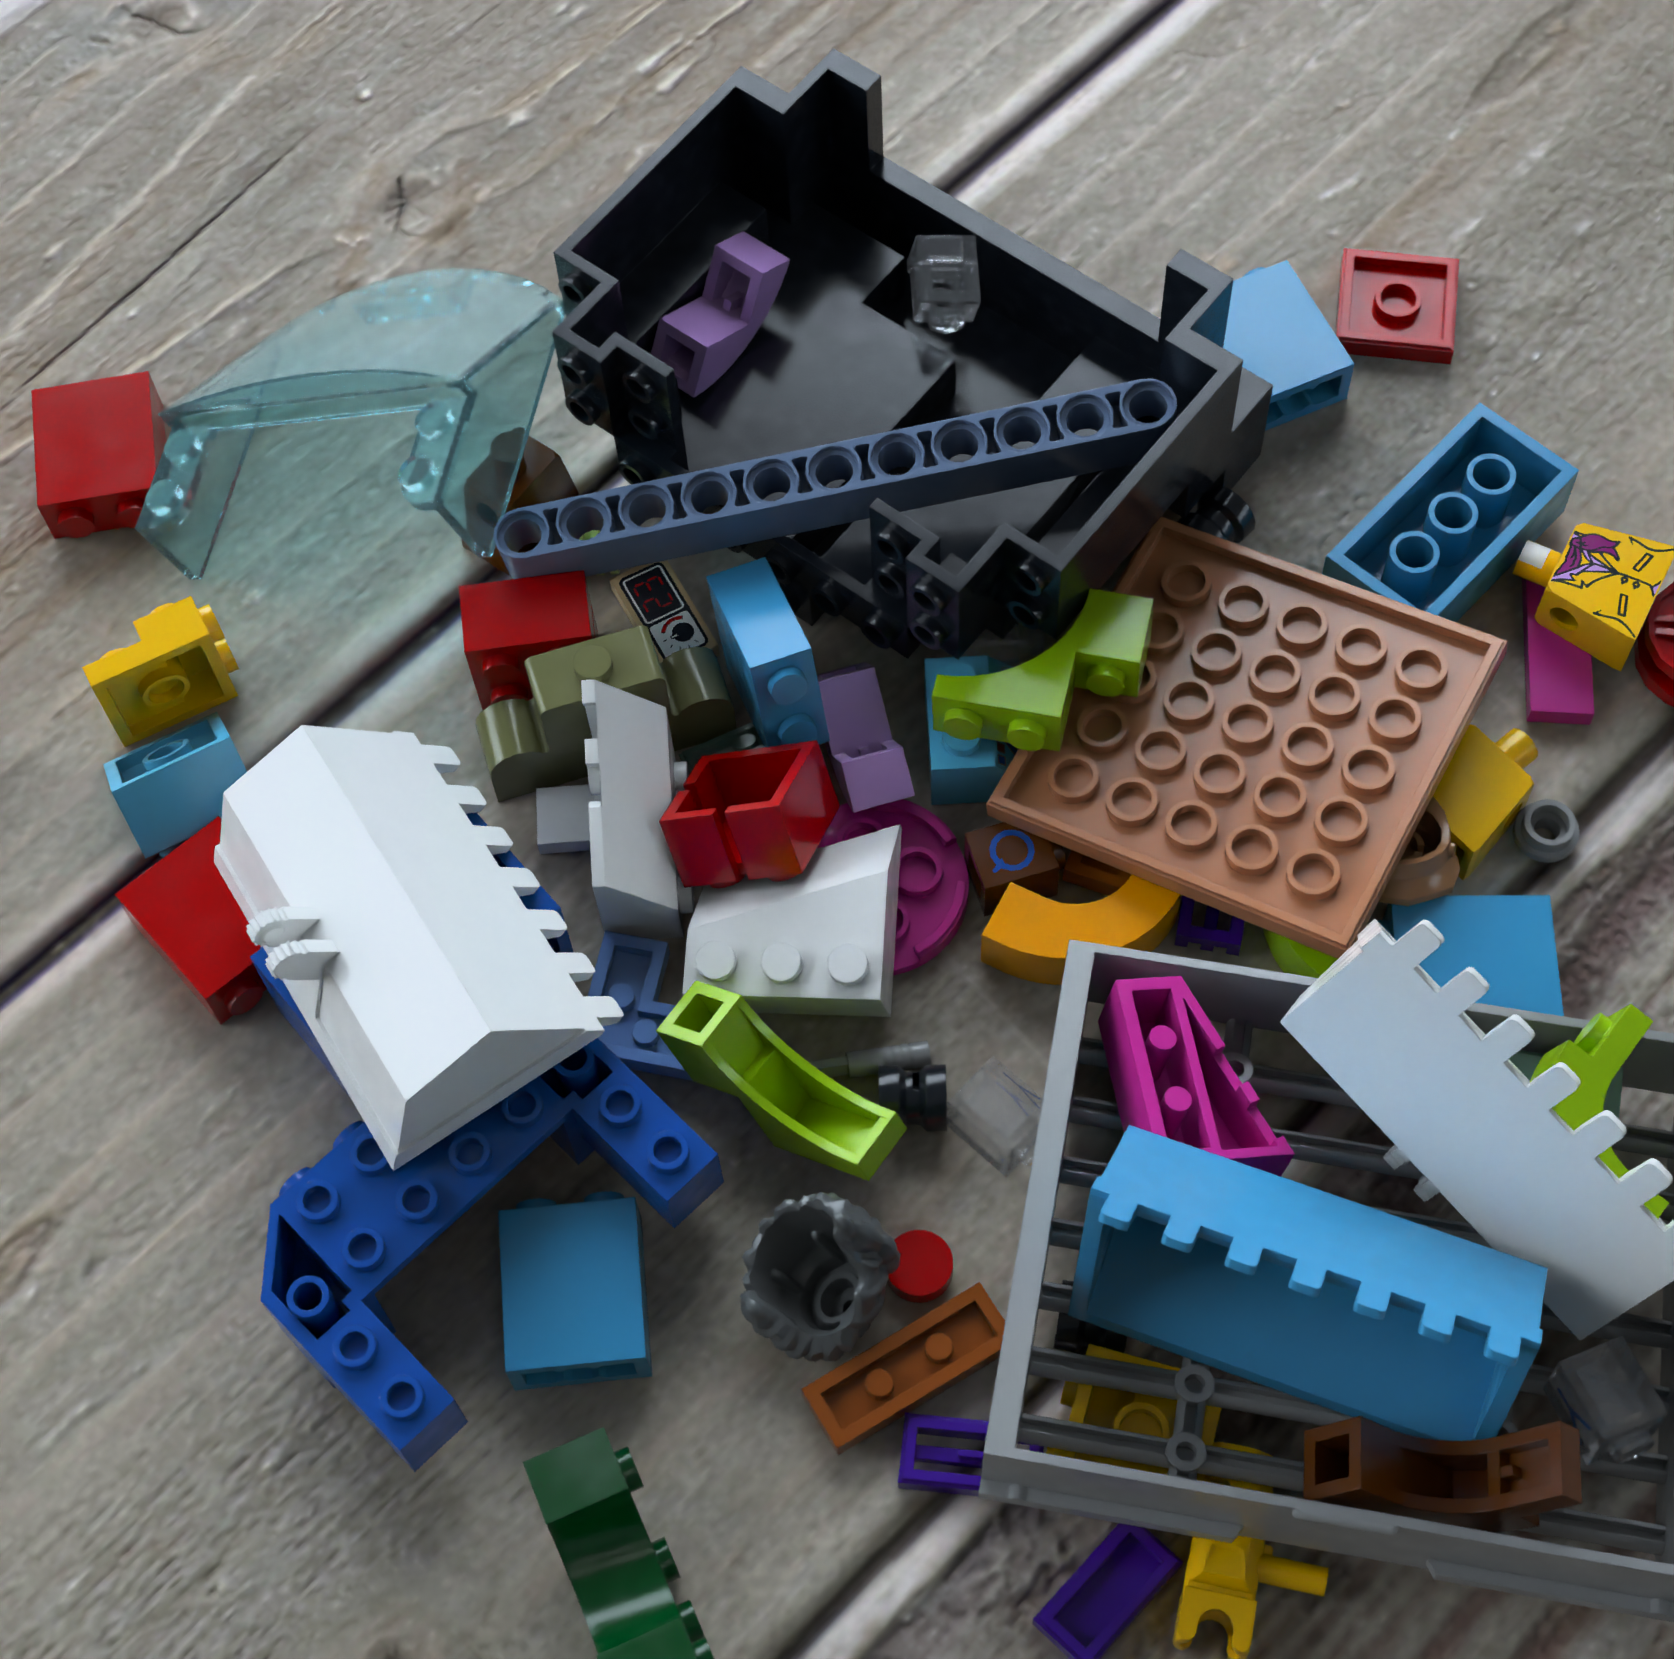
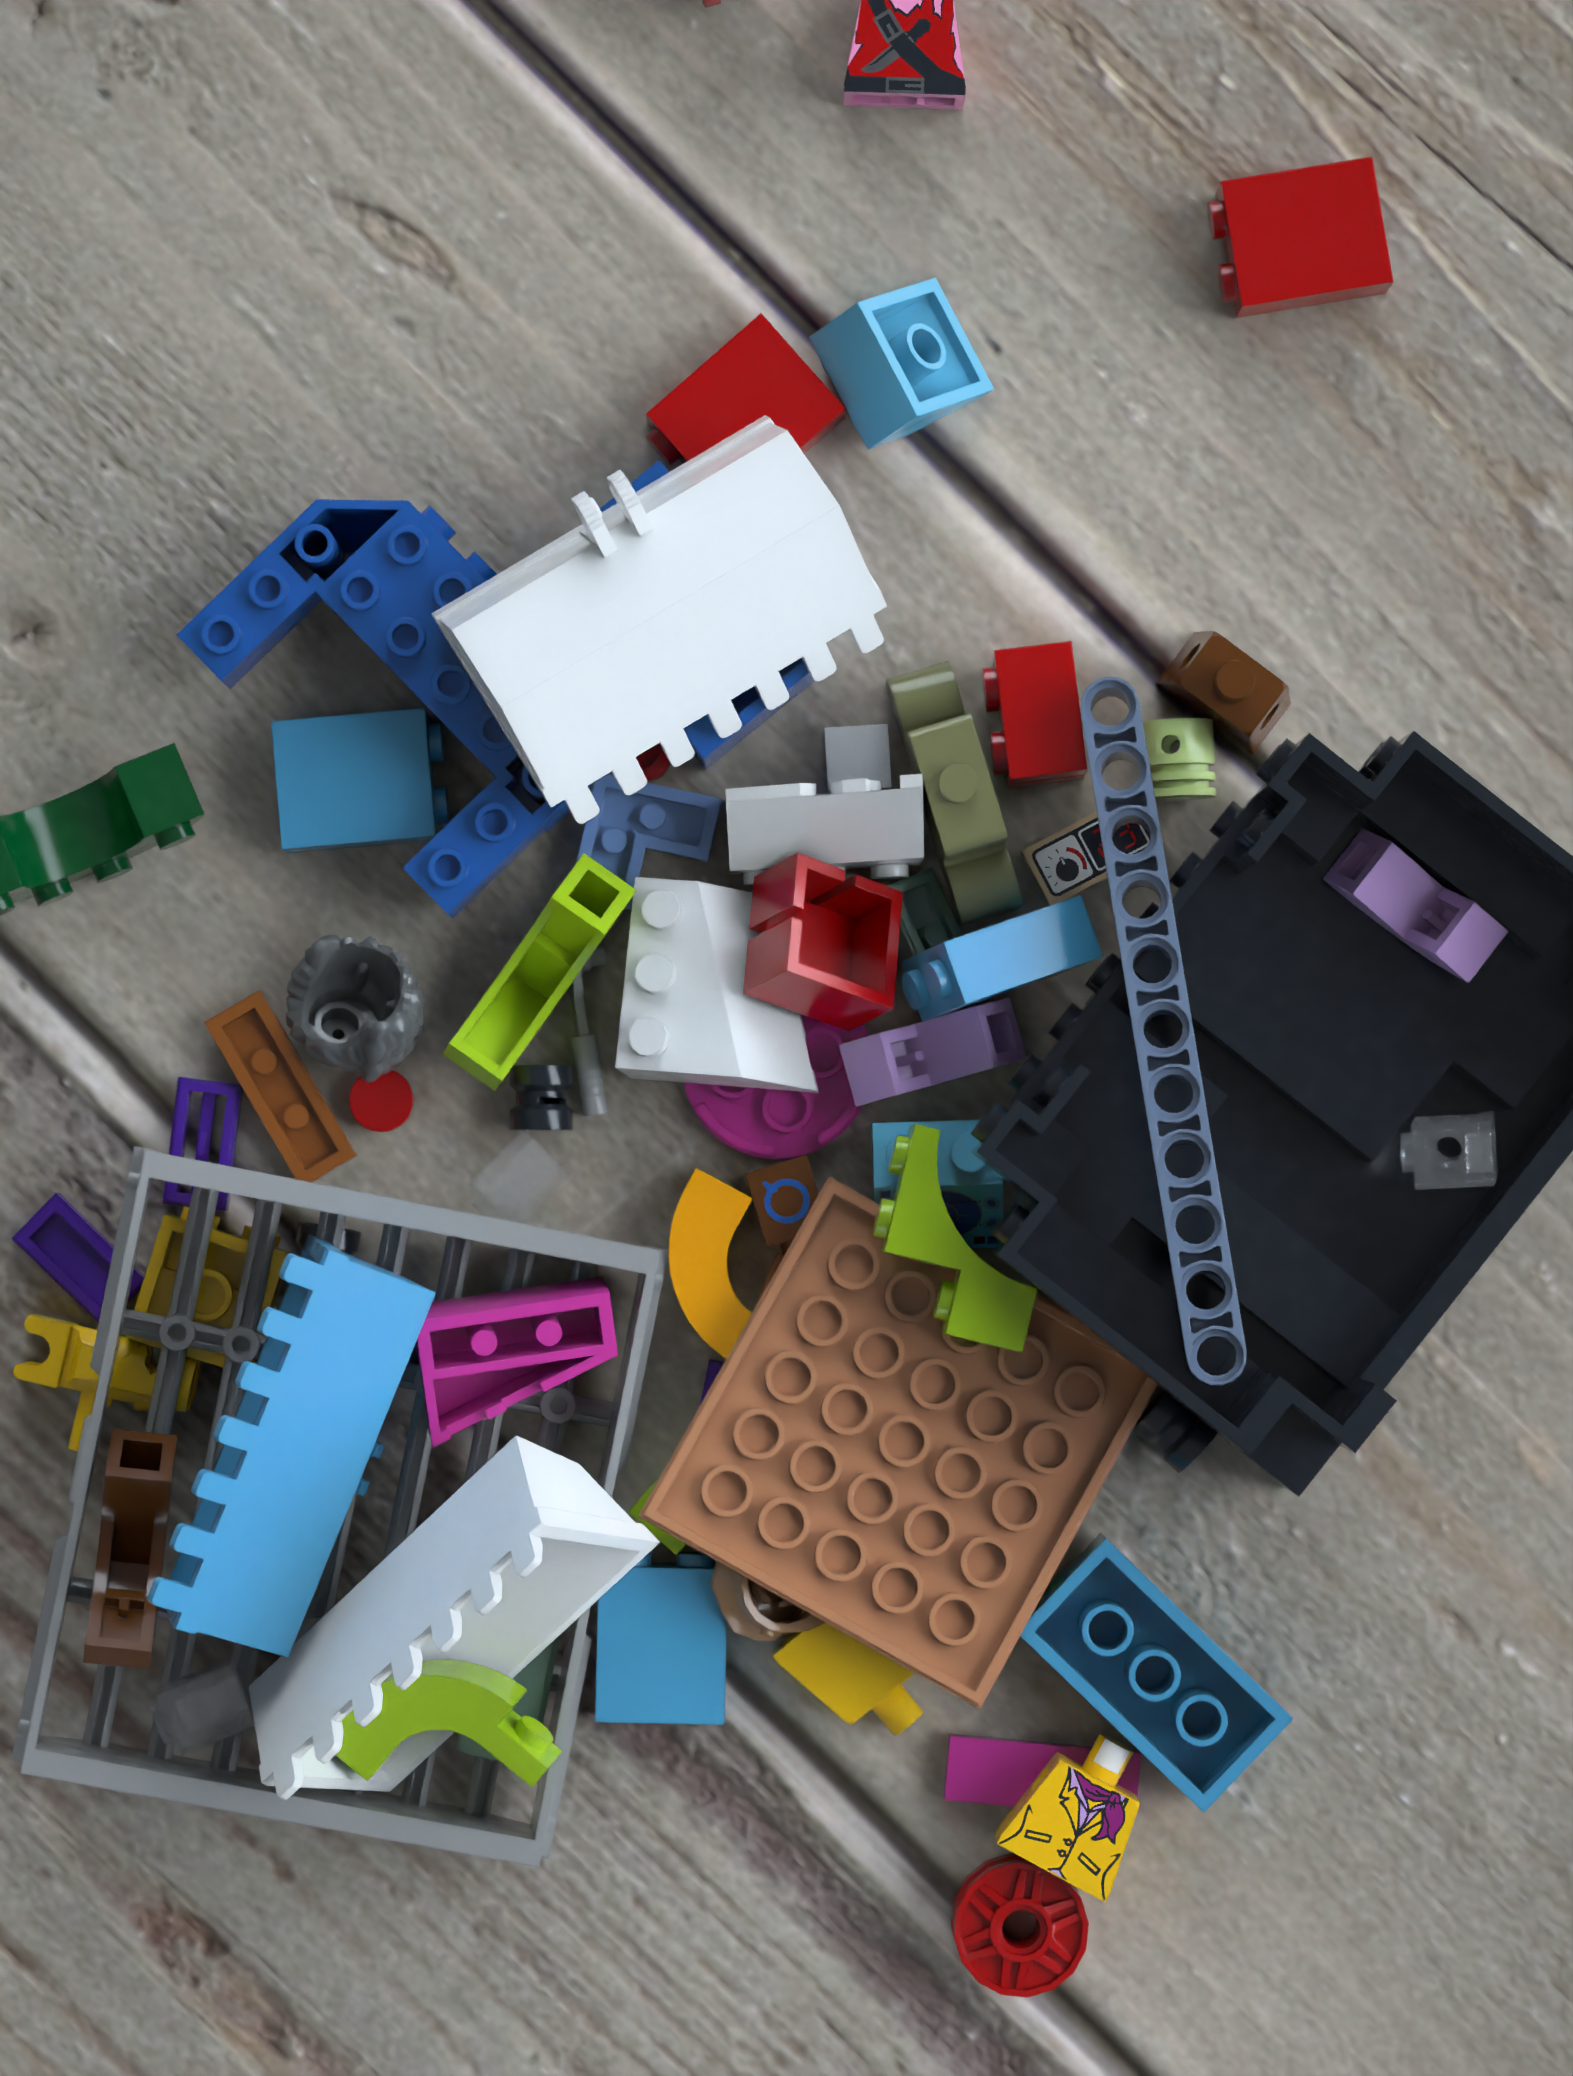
camera: 85 degrees right, 25 degrees up
(168, 674) = (1025, 349): yellow plate -> none
(435, 341) = (1371, 547): clear light blue windscreen -> none
(1286, 343) = (1408, 1500): dark azure brick -> none
(1397, 305) = (1471, 1652): tile -> none
(1551, 816) = (822, 1755): light grey plate -> none

